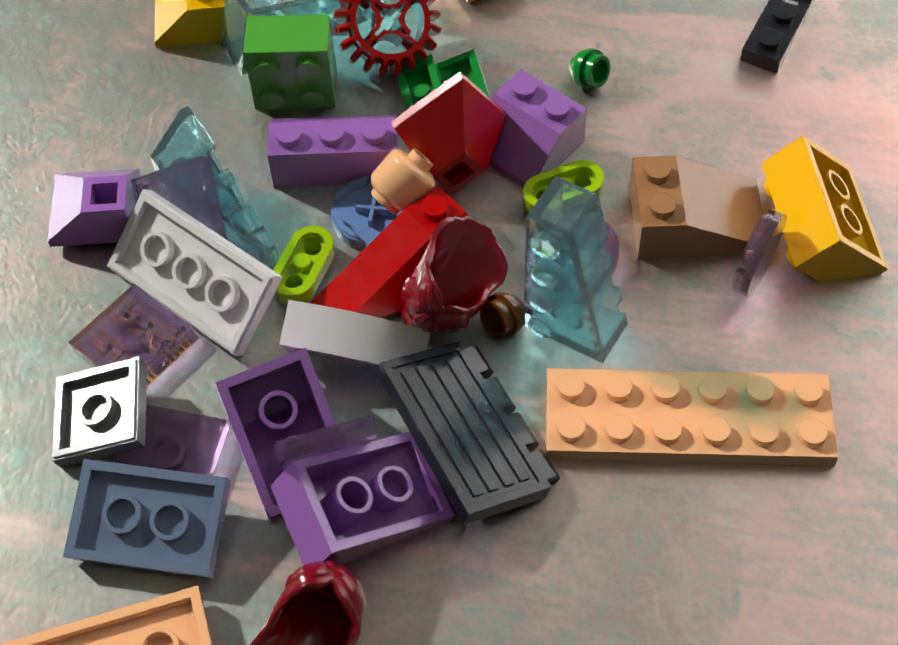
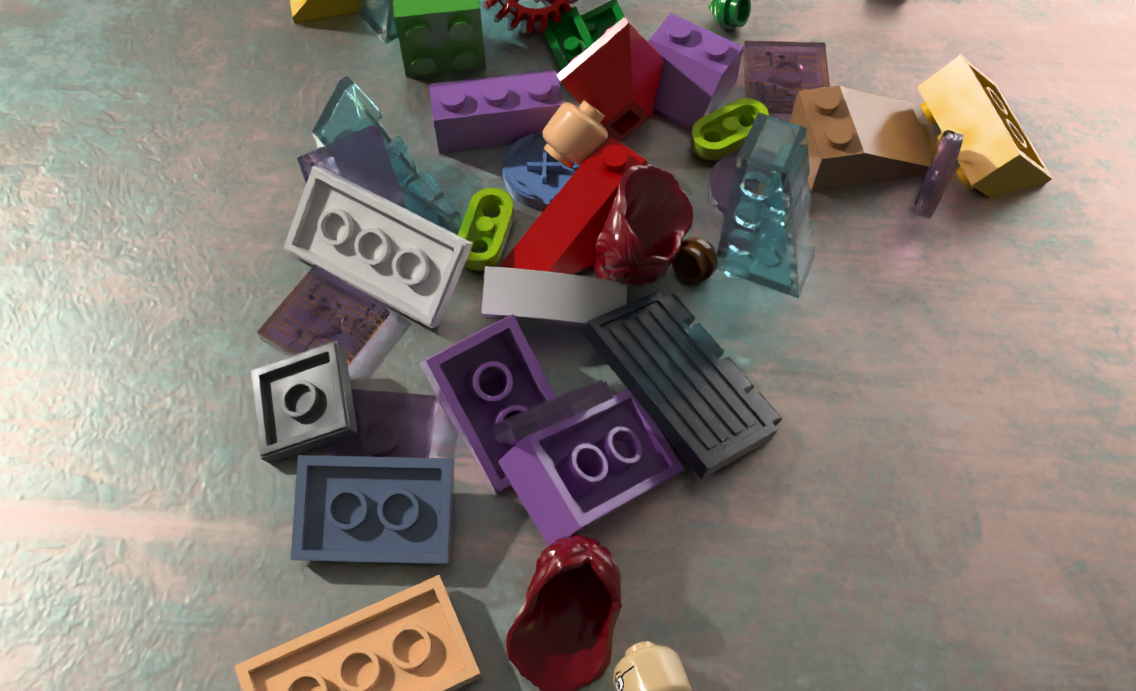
camera: 10 degrees left, 5 degrees up
(91, 207) = (257, 189): medium lavender slope -> none
(631, 132) = (780, 69): none -> tile
(690, 417) = (895, 343): light nougat plate -> none

